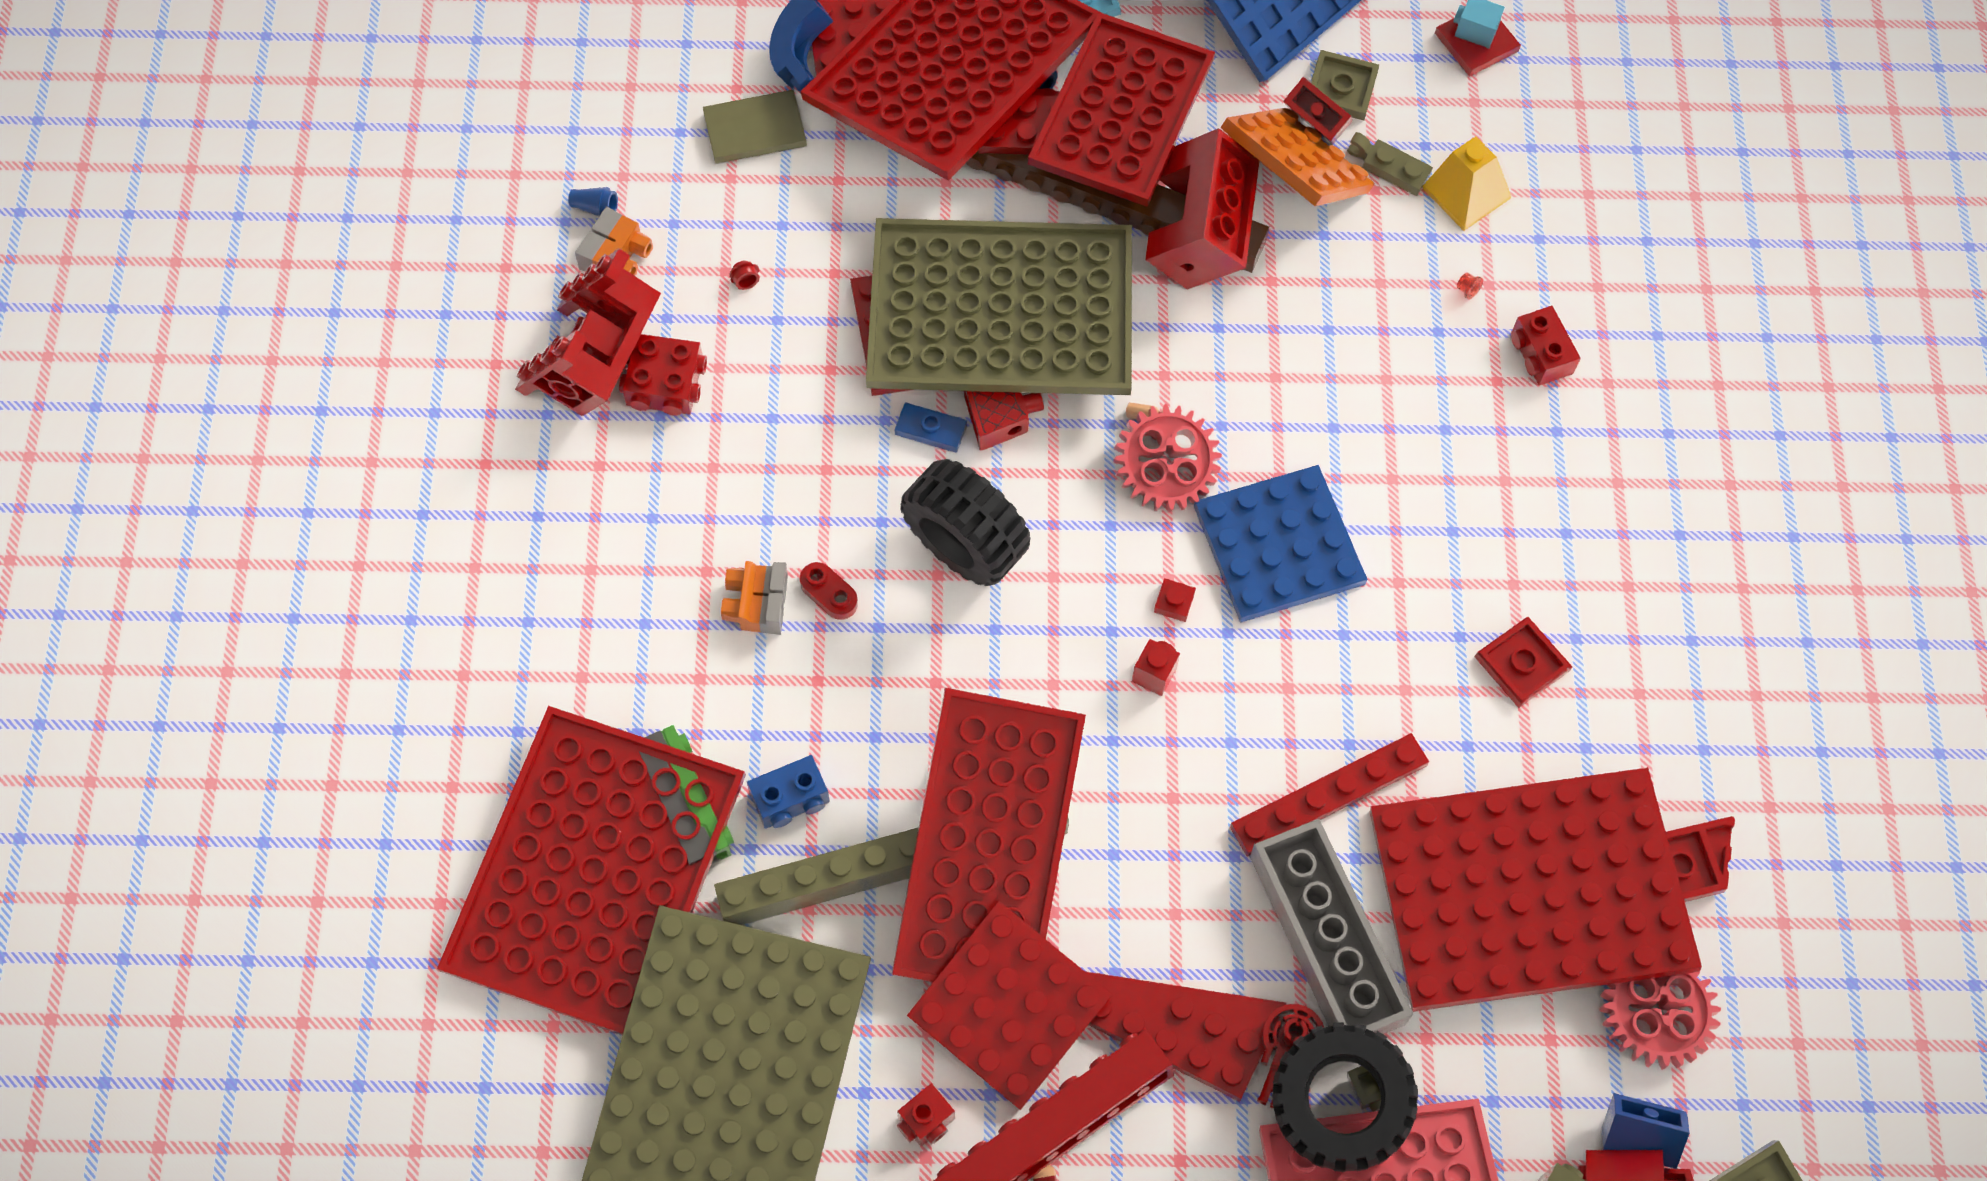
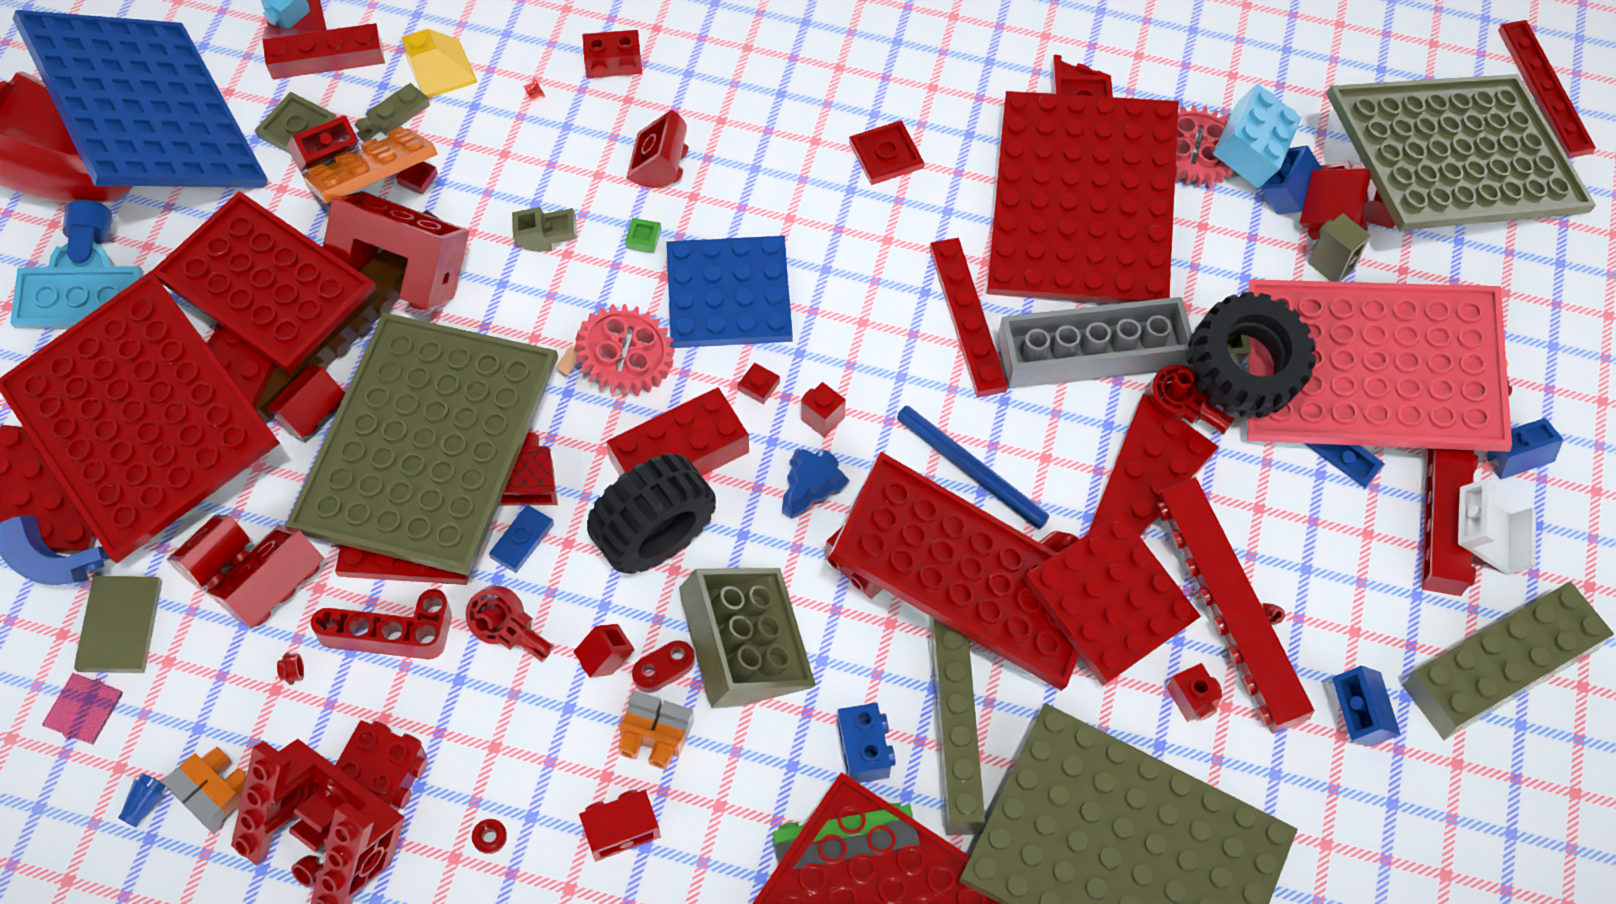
camera: 75 degrees left, 5 degrees down
(619, 478) = (487, 826): none -> red plate
(655, 591) = (619, 824): none -> red brick
(669, 129) = (82, 708): none -> clear pink piece
(798, 334) = (381, 626): none -> red beam
(823, 528) = (603, 650): none -> red brick
(826, 223) = (267, 576): none -> slope
(831, 434) = (504, 621): none -> red pin
(838, 169) = (210, 550): none -> red brick
(878, 656) = (745, 635): none -> olive slope
(1016, 194) = (306, 401): none -> red brick
(1069, 676) = (811, 480): none -> blue rock
(1070, 940) = (1058, 540): none -> red arm
(1074, 539) = (699, 429): none -> red brick
(1137, 837) = (973, 467): none -> blue axle
(1289, 341) = (539, 230): none -> olive brick
(1318, 215) = (417, 177): none -> red plate
(1318, 440) = (643, 235): none -> bright green plate
(1427, 425) = (659, 152): none -> red brick
(1436, 62) = (308, 52): none -> red wedge
(1689, 1073) = (1257, 135): none -> medium azure brick

